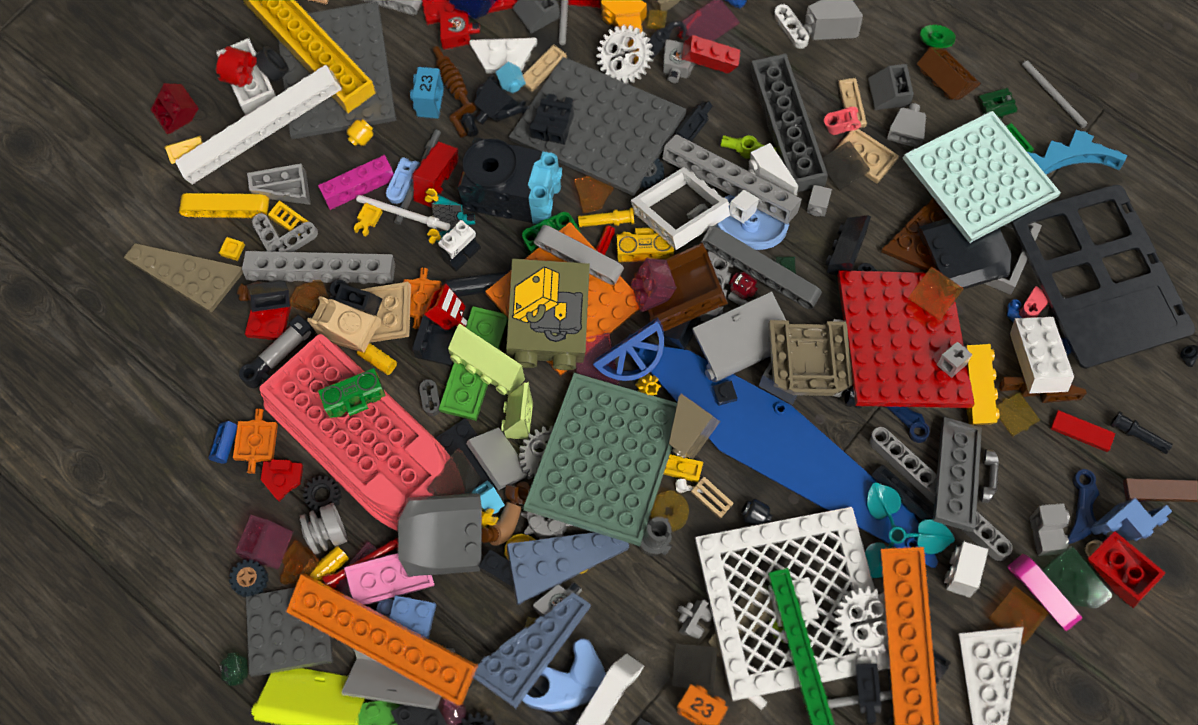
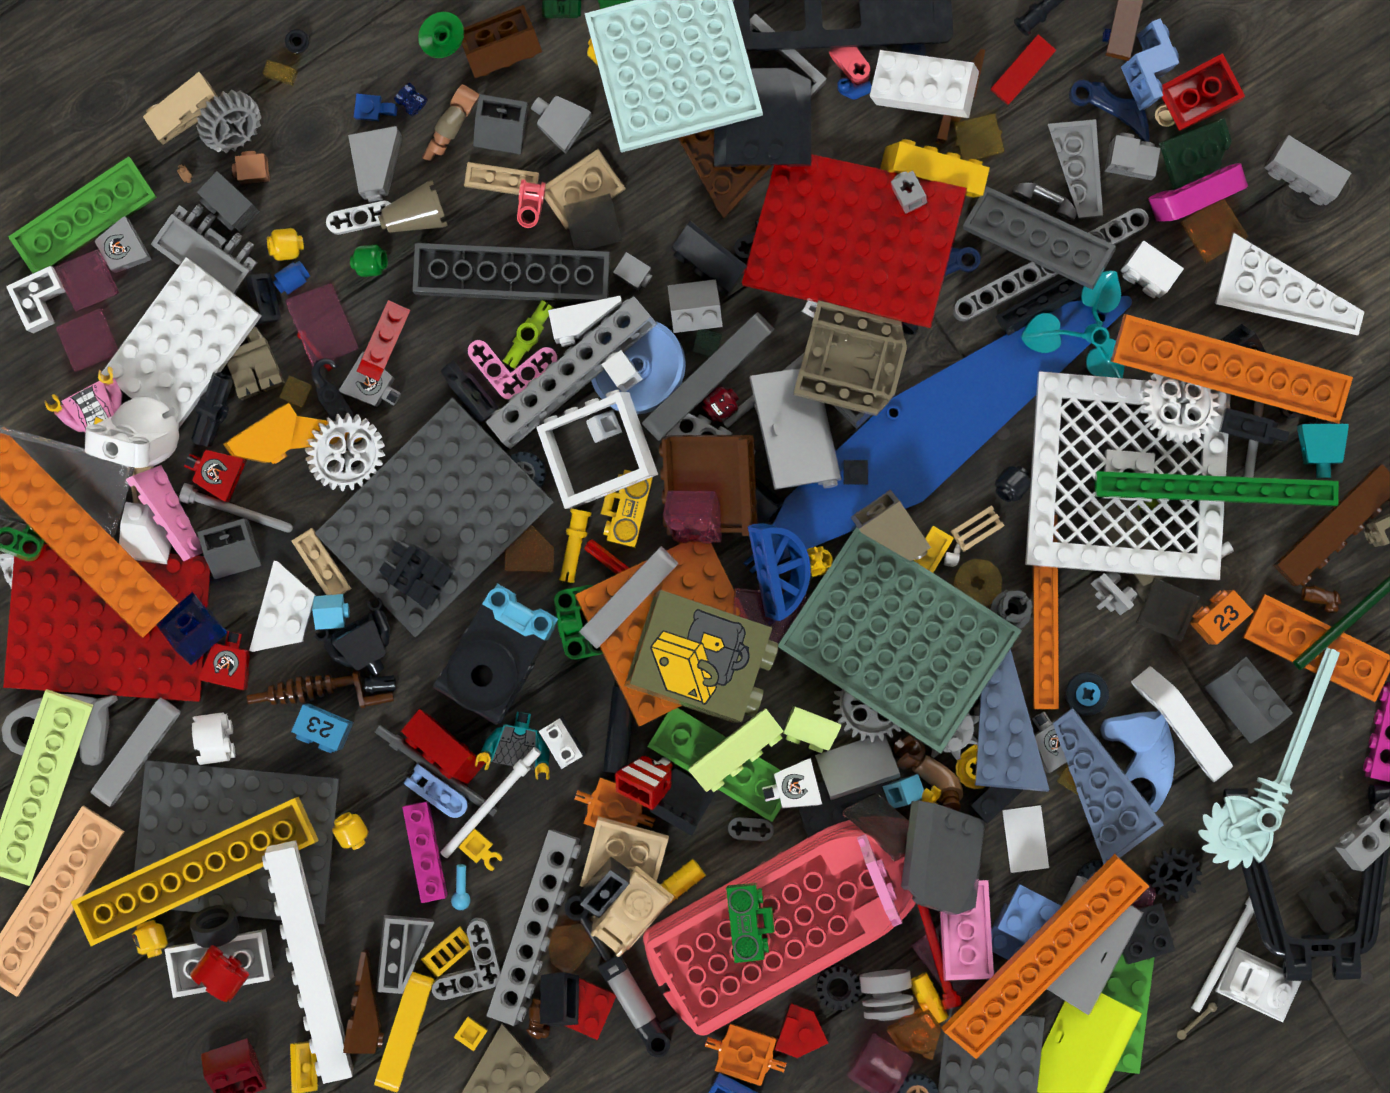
camera: 75 degrees left, 20 degrees up
(226, 176) = (364, 1026): none -> reddish brown wedge
(257, 34) = (150, 938): none -> yellow head
(329, 218) = (460, 899): none -> medium azure bar
(402, 30) = (212, 738): none -> white brick
(406, 476) = (877, 873): none -> bright pink wing
(470, 414) = (795, 786): none -> white torso
(475, 608) = (1025, 839): none -> white sticker
(612, 624) = (1079, 697): none -> black wheel
(644, 574) = (1045, 636): none -> orange plate
(713, 143) = (505, 376): none -> bright pink beam
(763, 36) = (369, 260): none -> green head
(807, 241) = (694, 306): none -> light grey slope
(809, 51) = (414, 211): none -> dark tan cone
(870, 12) = (370, 108): none -> blue plate
(878, 55) = (451, 121): none -> piece
(884, 32) = (410, 99): none -> clear blue wheel
(936, 293) = (814, 180): clear orange plate -> none
(1035, 490) = (1079, 158): none -> light grey wing
(1099, 674) = (1307, 171): none -> light grey brick

